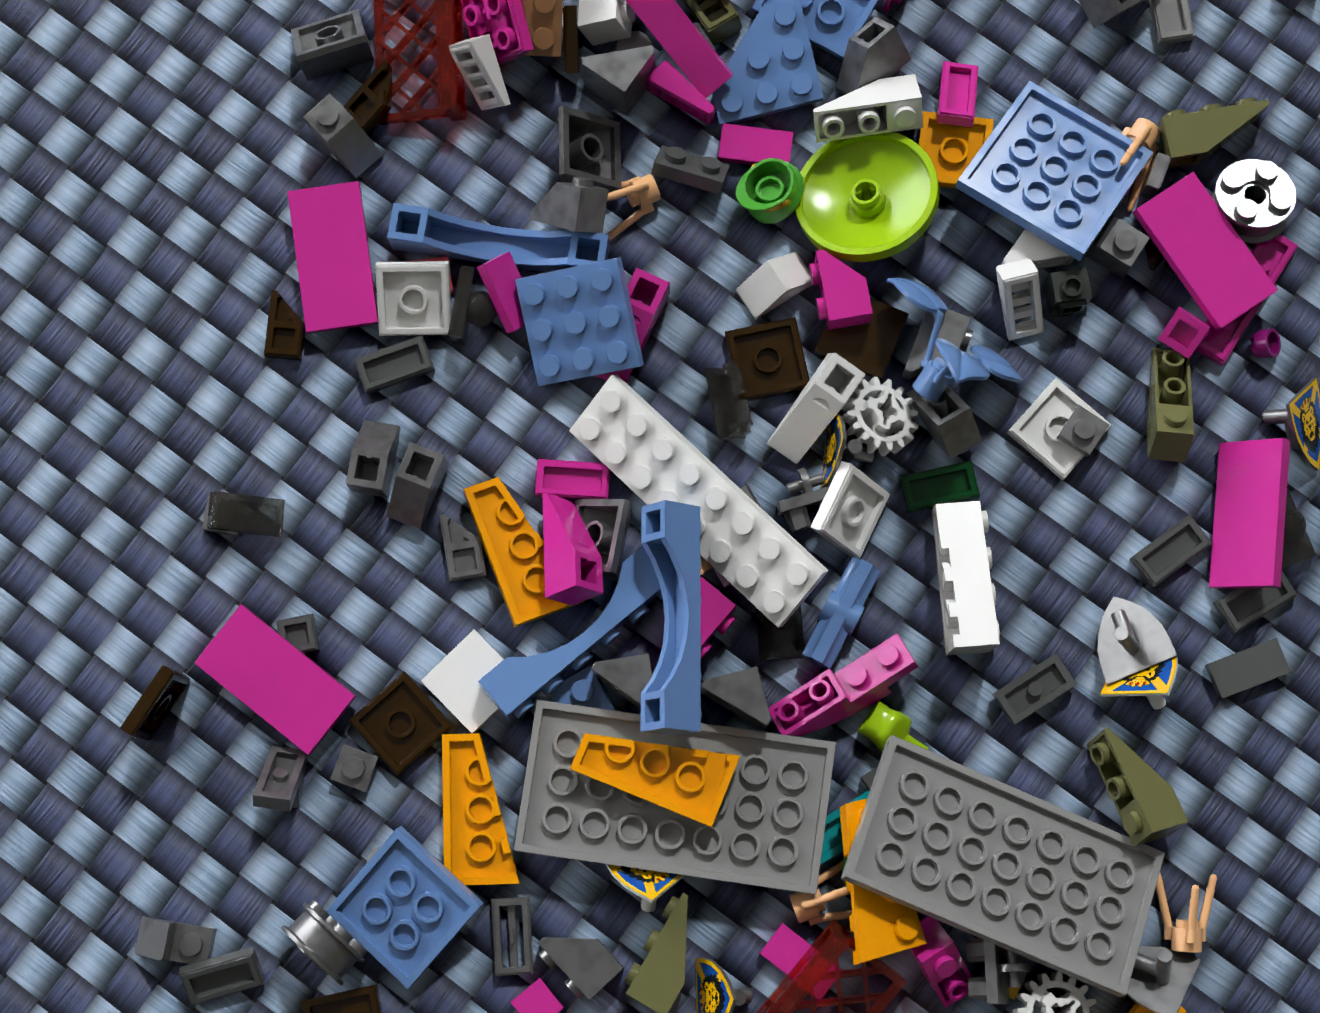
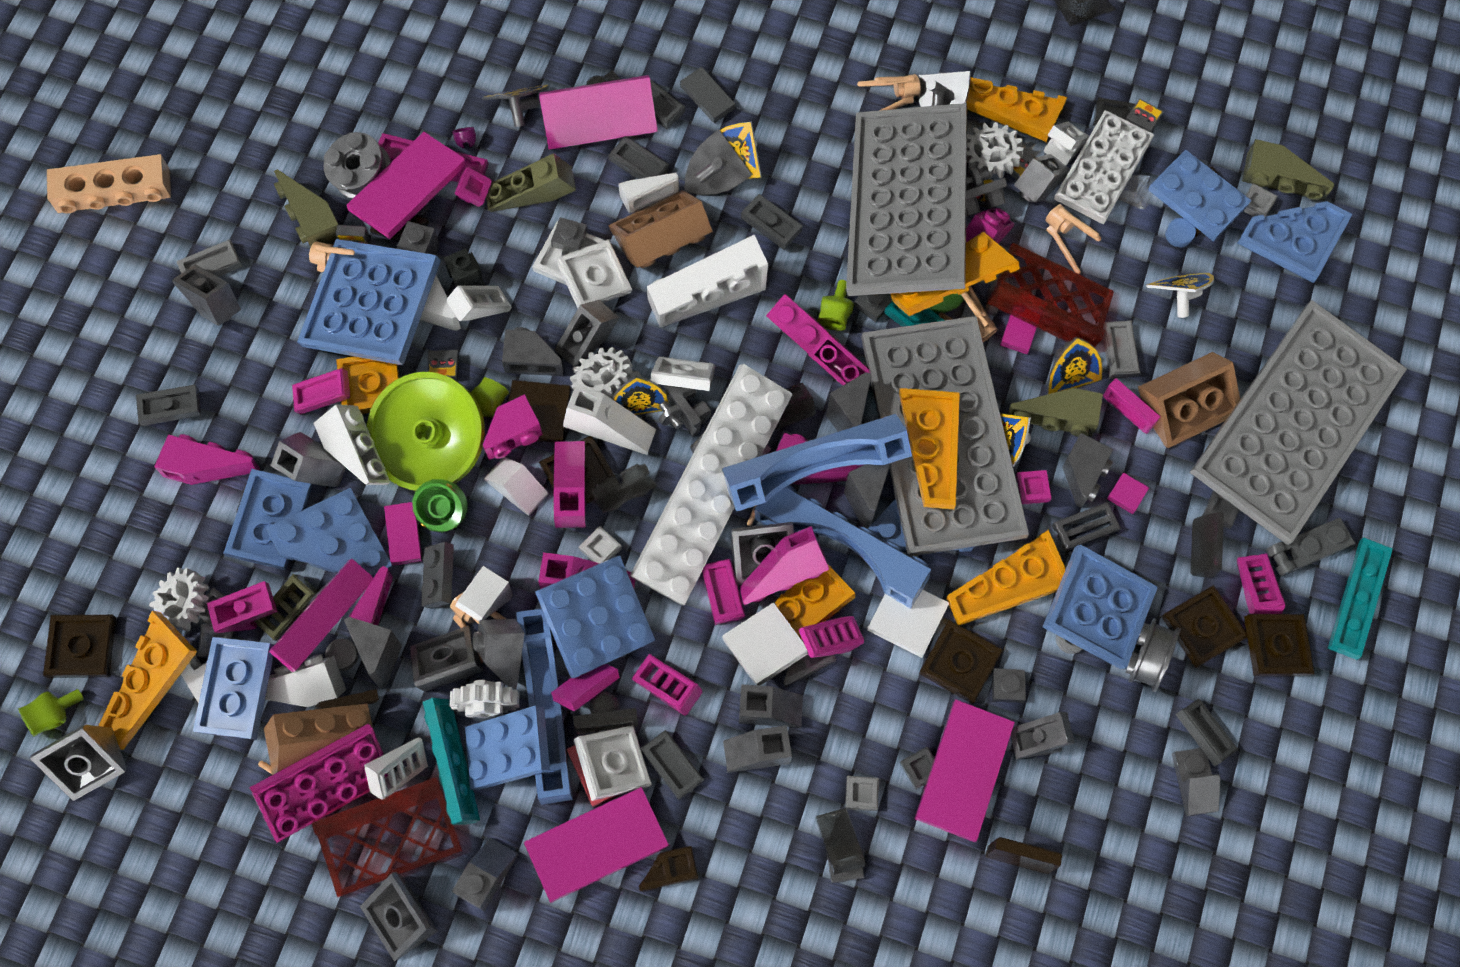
camera: 115 degrees left, 10 degrees down
(292, 559) = (862, 793): none -> light grey tile
(372, 99) = (442, 860): dark brown tile -> none
(462, 188) = (507, 748): none -> medium blue plate
(471, 600) = (835, 637): none -> dark pink slope
(474, 132) = (451, 762): none -> teal plate
(479, 403) = (688, 698): none -> dark pink slope
(486, 501) = (765, 644): none -> white tile
(524, 178) = (484, 699): none -> white gear
(576, 884) = (1033, 487): none -> dark pink tile
(642, 208) = (484, 595): none -> white slope
(669, 358) = (600, 546): none -> white tile
(749, 337) = (569, 485): none -> dark pink slope
(841, 613) = (764, 361): medium blue piece -> none
(889, 268) = (489, 396): none -> lime piece
(939, 486) = (641, 325): dark green tile -> none
(953, 241) = (444, 362): none -> dark grey tile
(955, 365) = (558, 335): medium blue plant -> none
(1019, 446) = (594, 274): none -> white tile
(1063, 546) = (661, 228): none -> medium nougat slope
(1119, 536) = (646, 191): none -> white slope
(1139, 793) = (821, 136): olive slope -> none

